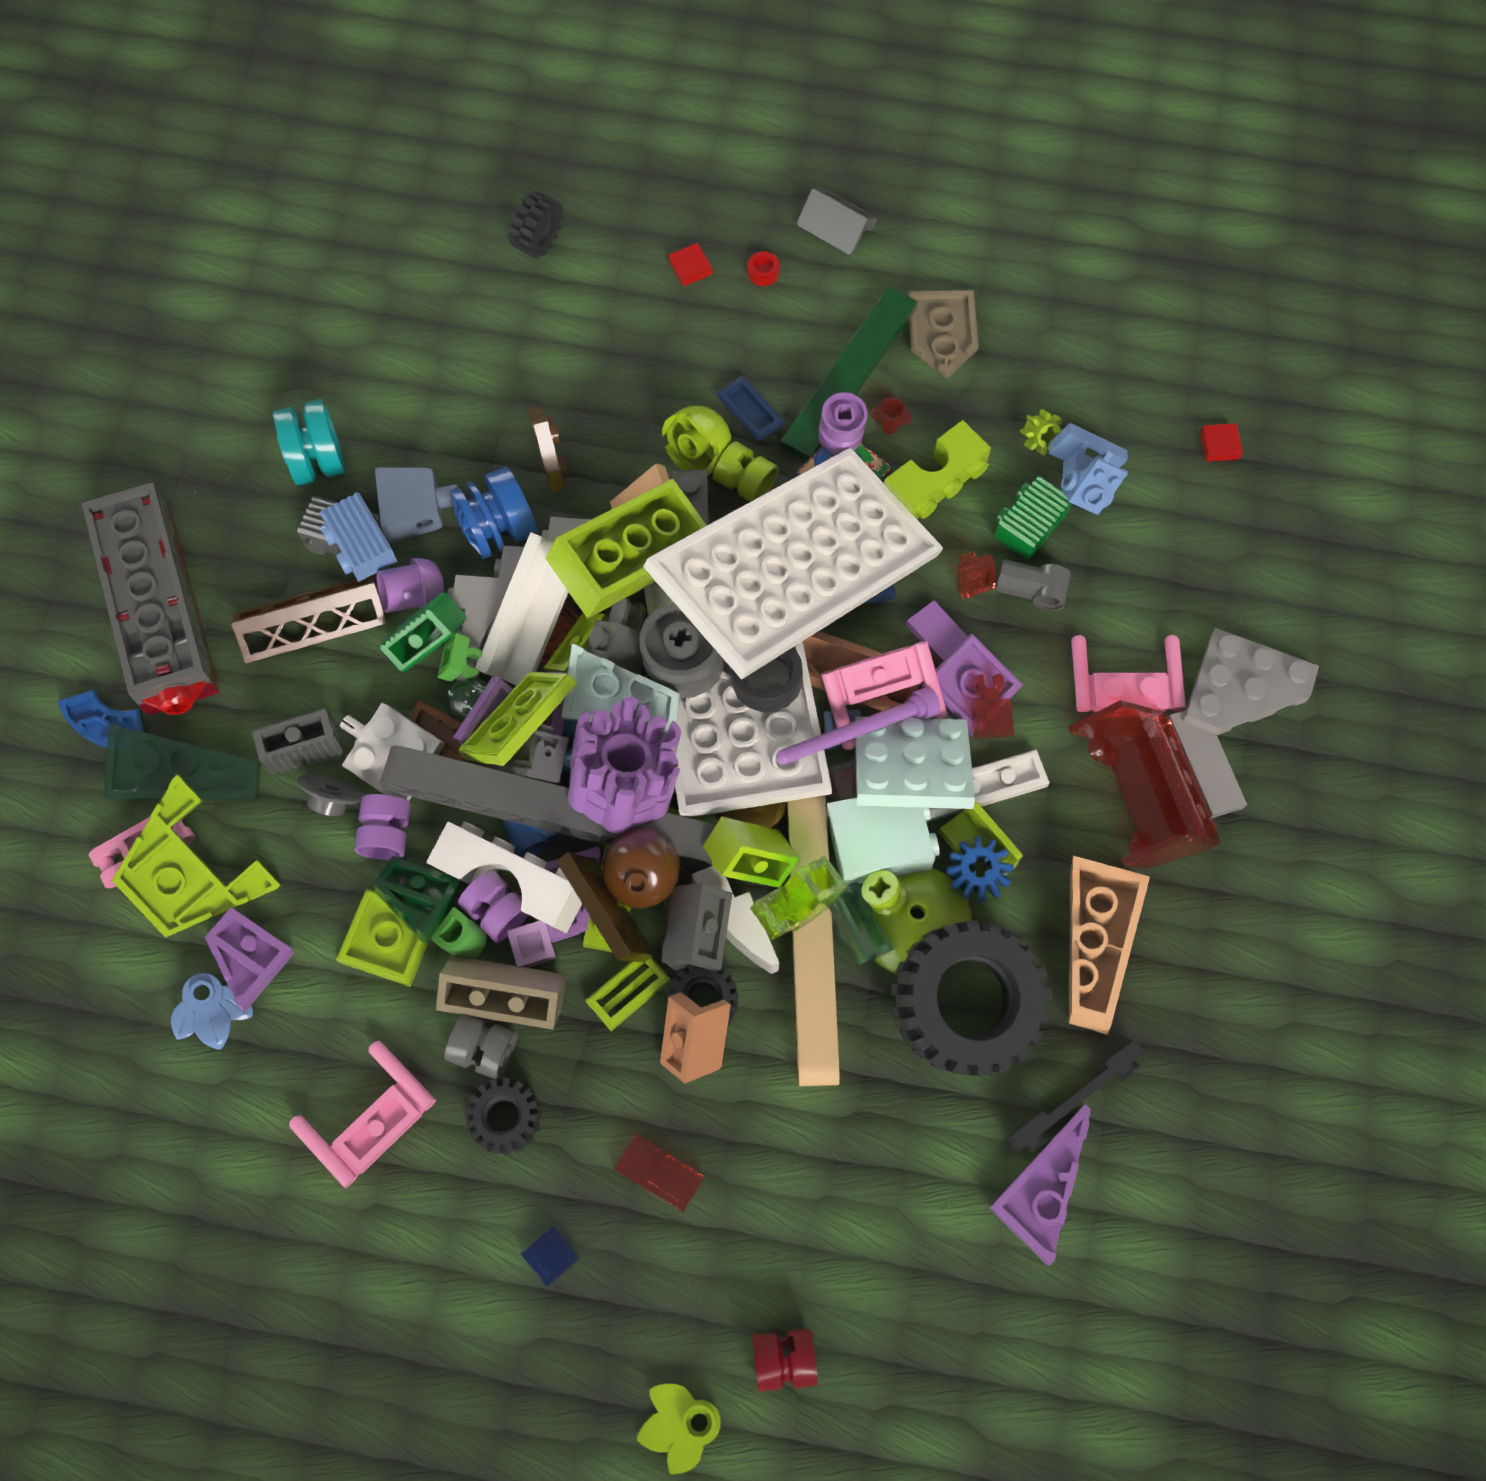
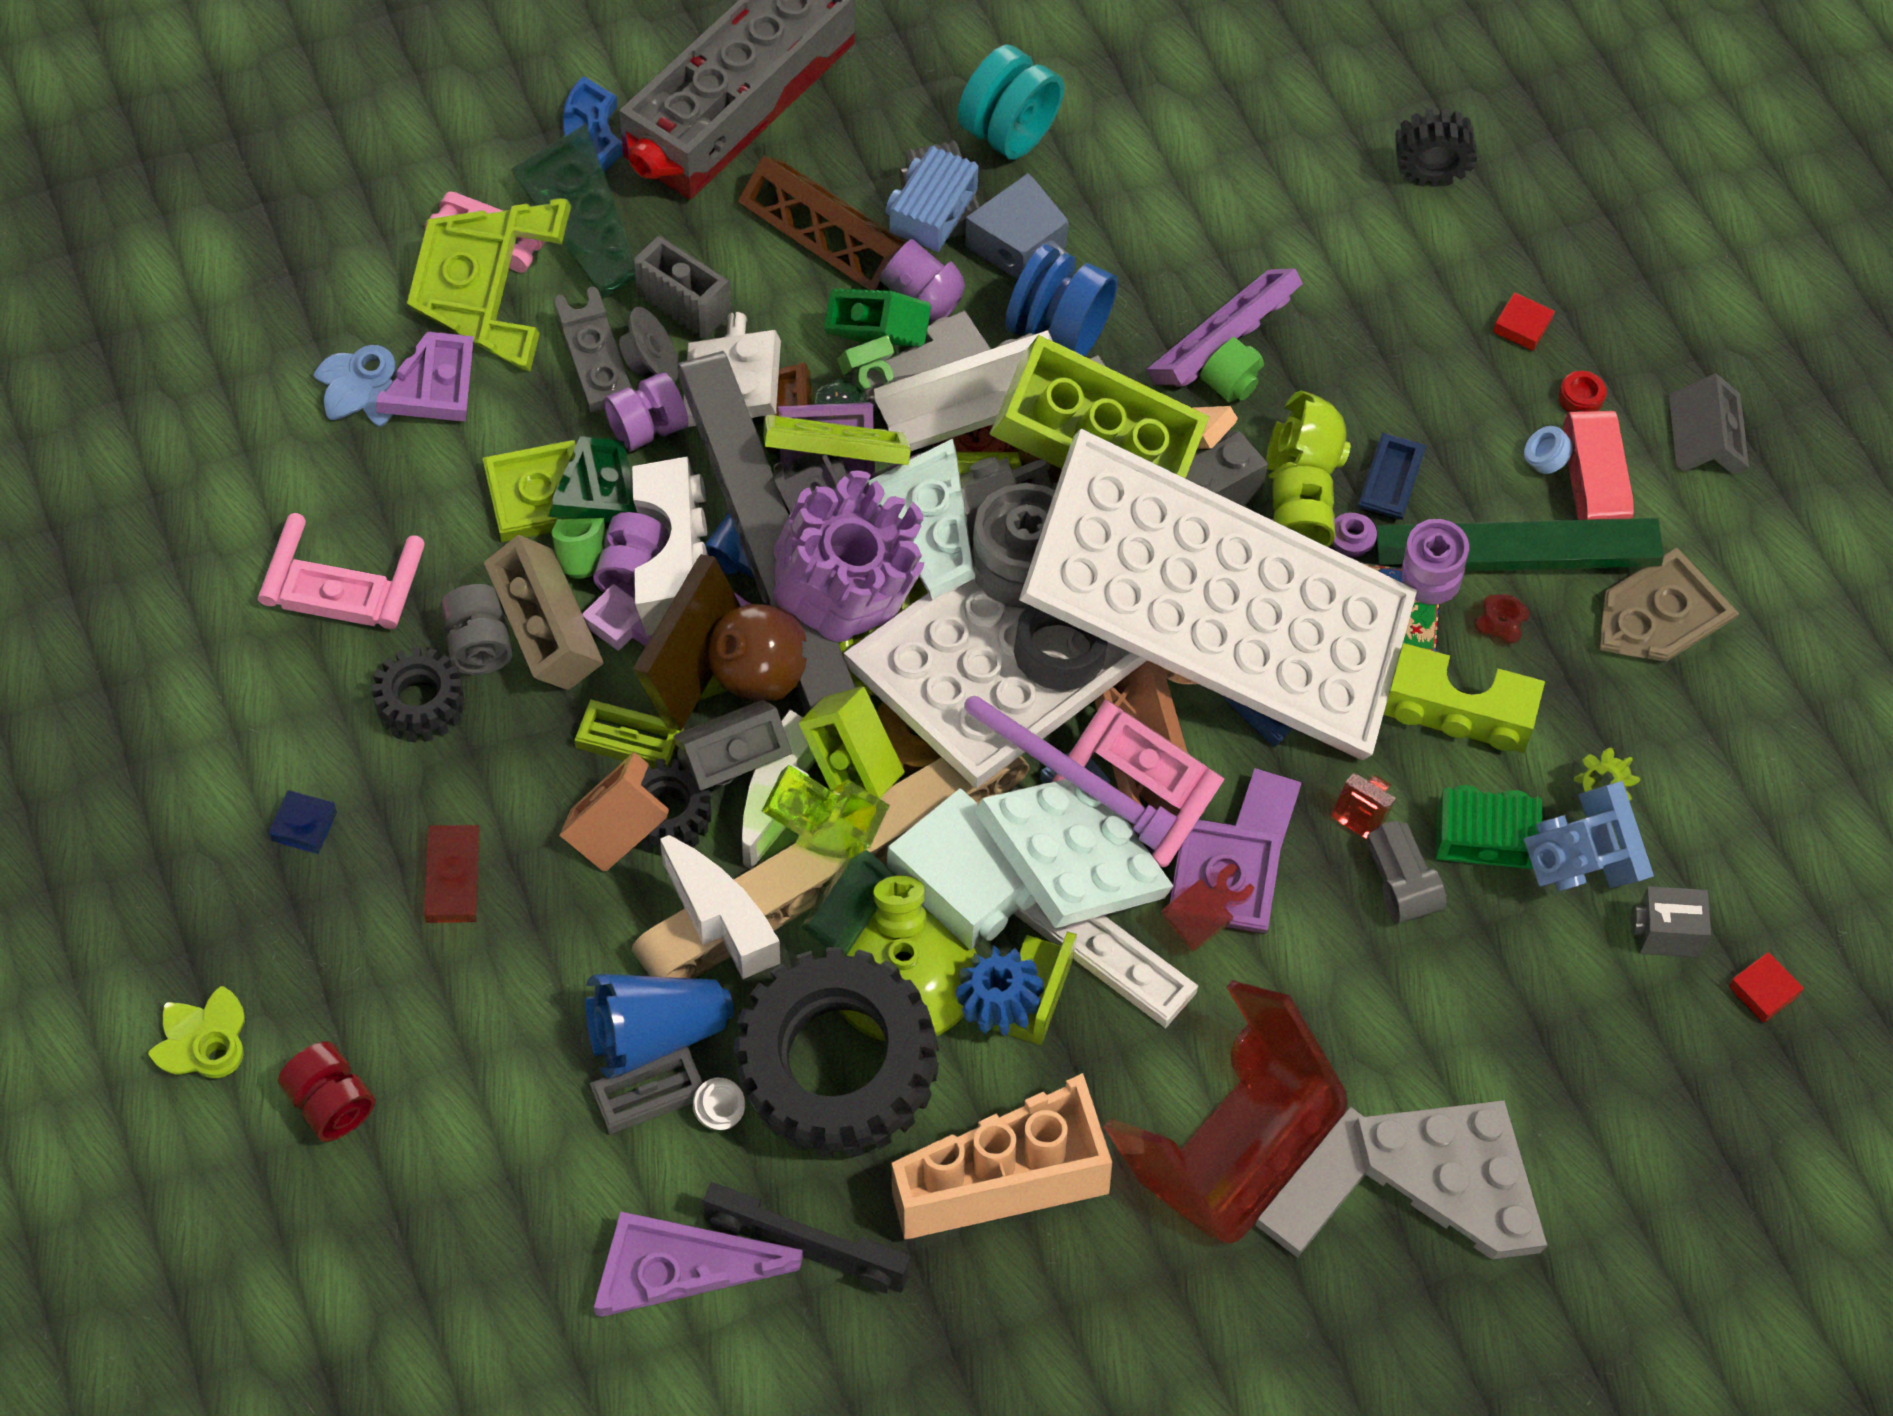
camera: 55 degrees right, 10 degrees down
(301, 832) = (591, 349): none -> dark grey plate
(545, 438) = (1188, 293): reddish brown plate -> none
(575, 430) = (1234, 319): none -> medium lavender plate
(612, 446) = (1233, 370): none -> bright green plate
(781, 448) = (1350, 544): none -> medium lavender plate
(794, 312) = (1548, 449): none -> light blue tile
(819, 1010) = (720, 908): none -> white slope
(826, 295) = (1598, 466): none -> coral beam
(863, 1105) = (650, 1017): none -> blue cone
(900, 1170) = (652, 1108): none -> dark grey tile
(945, 1095) = (718, 1104): none -> white plate
(1145, 689) = (1354, 1054): bright pink plate -> none
(1156, 461) = (1672, 922): none -> dark grey brick

